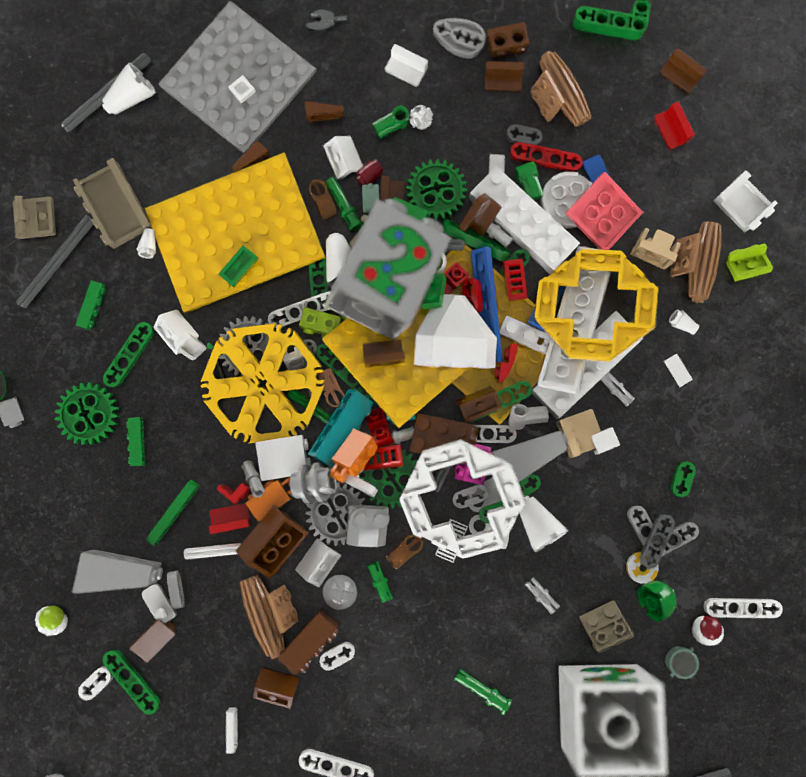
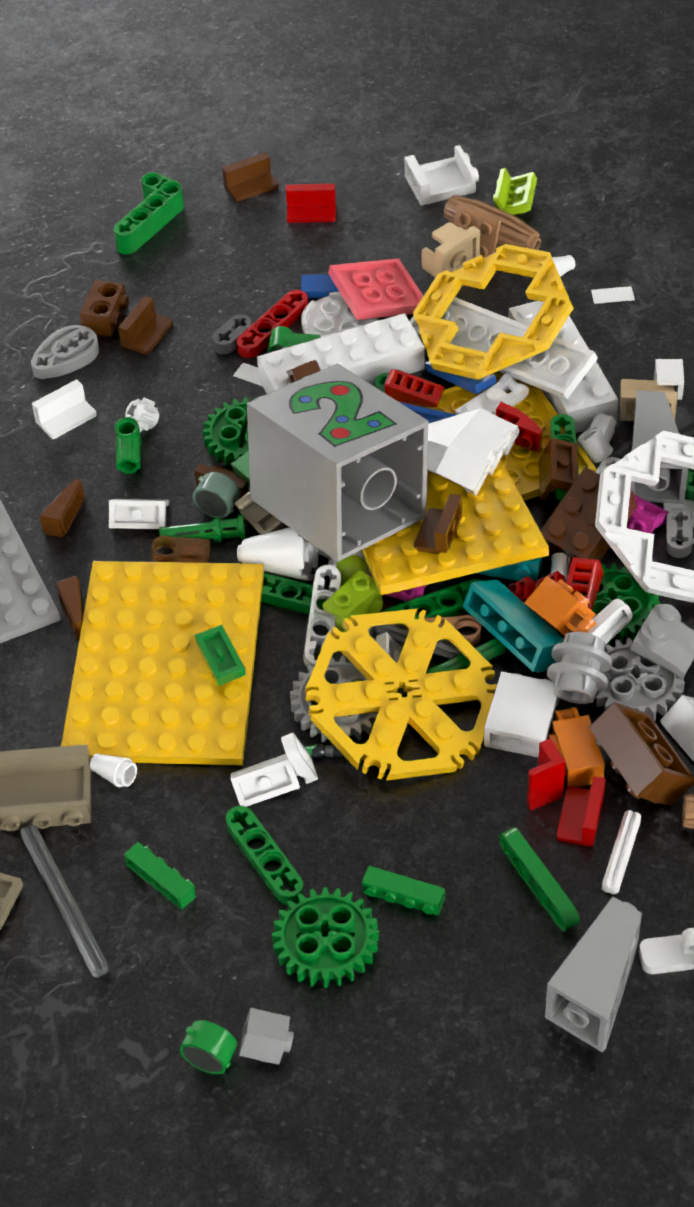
camera: 60 degrees left, 35 degrees down
(51, 620) = (636, 1114): lime hair -> none
(175, 589) = (663, 916): light grey beam -> none
(253, 479) = (530, 754): light grey pin -> none
(369, 172) = (179, 490): dark red brick -> none
(559, 90) = (201, 282): medium nougat plate -> none
(617, 389) = (613, 347): light grey pin -> none

